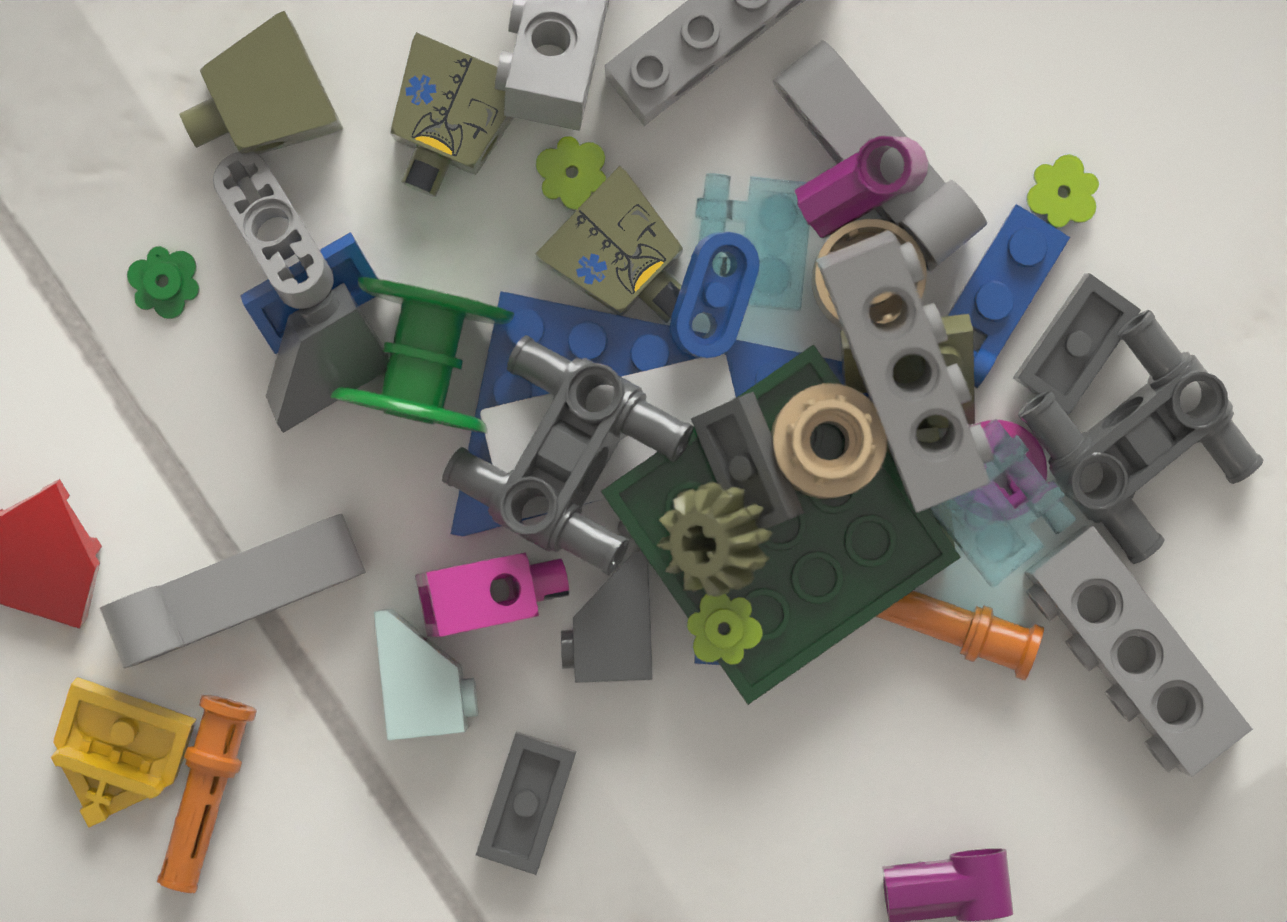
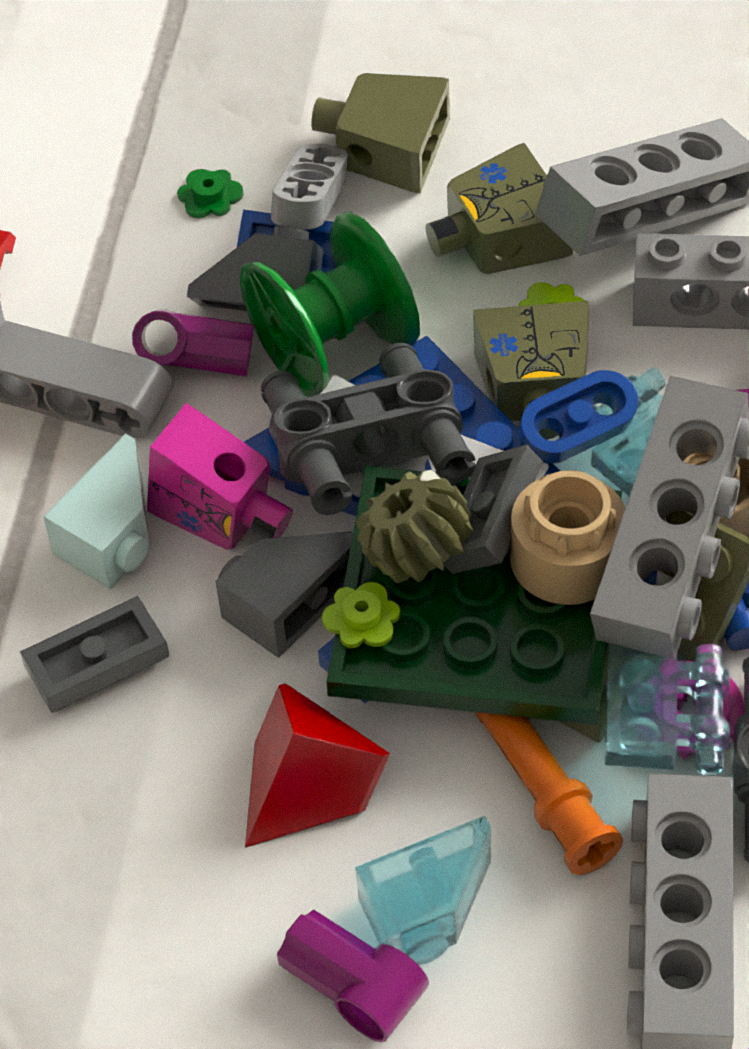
camera: 50 degrees right, 35 degrees down
(306, 478) = (201, 342): none -> magenta piece
(768, 761) = (307, 769): none -> red slope
(947, 789) = (426, 890): none -> clear light blue slope

